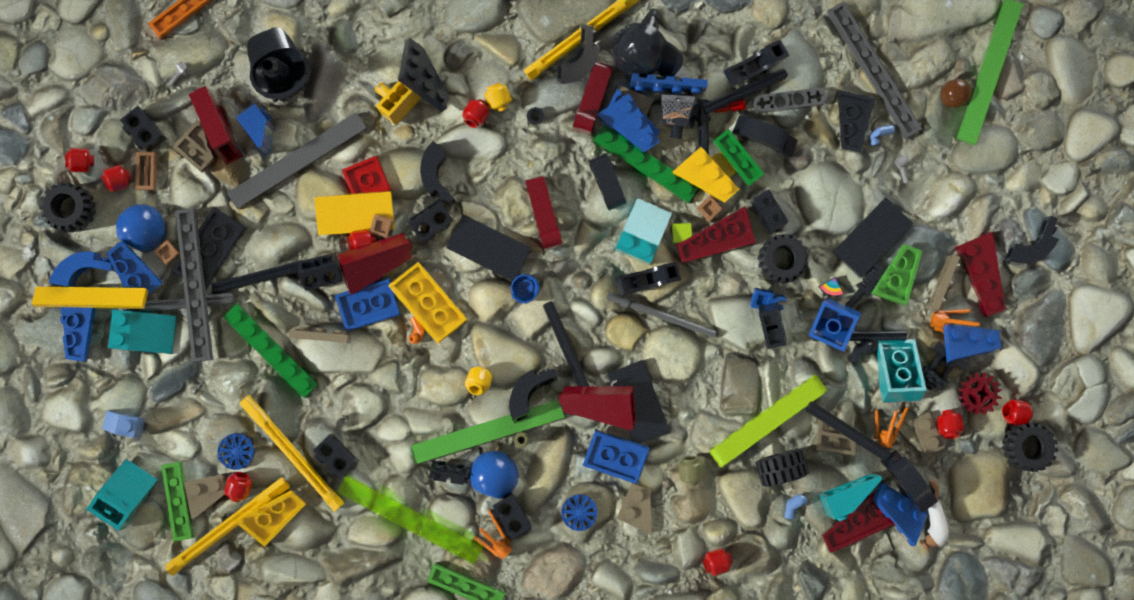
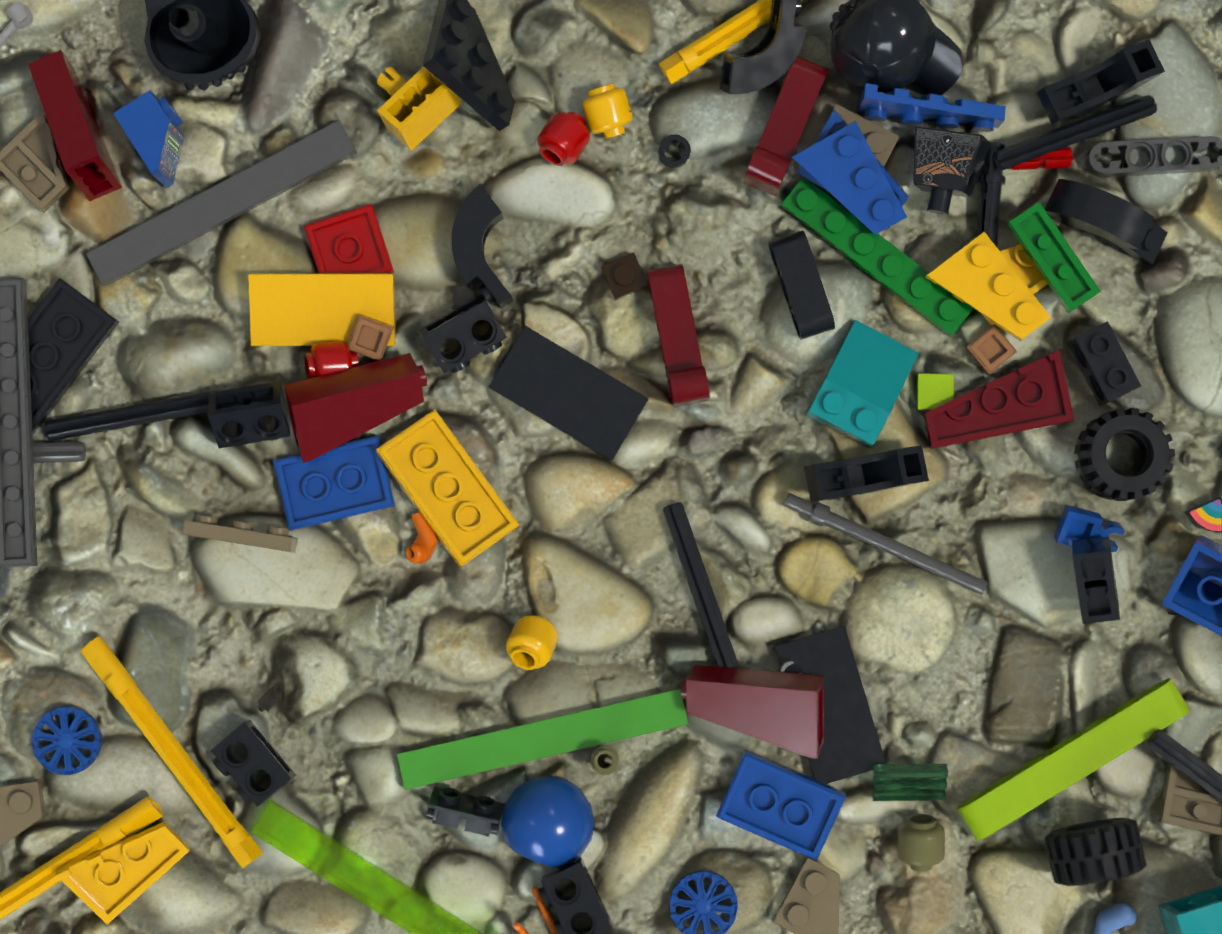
camera: 15 degrees right, 0 degrees up
(238, 486) = (66, 807): red head -> none
(270, 350) = (146, 556): green plate -> none
(513, 184) = (624, 276): none -> dark brown plate
(524, 389) = (617, 665): black arch -> none
(525, 288) = (632, 475): blue hair -> none
(683, 441) = (909, 787): none -> clear green tile

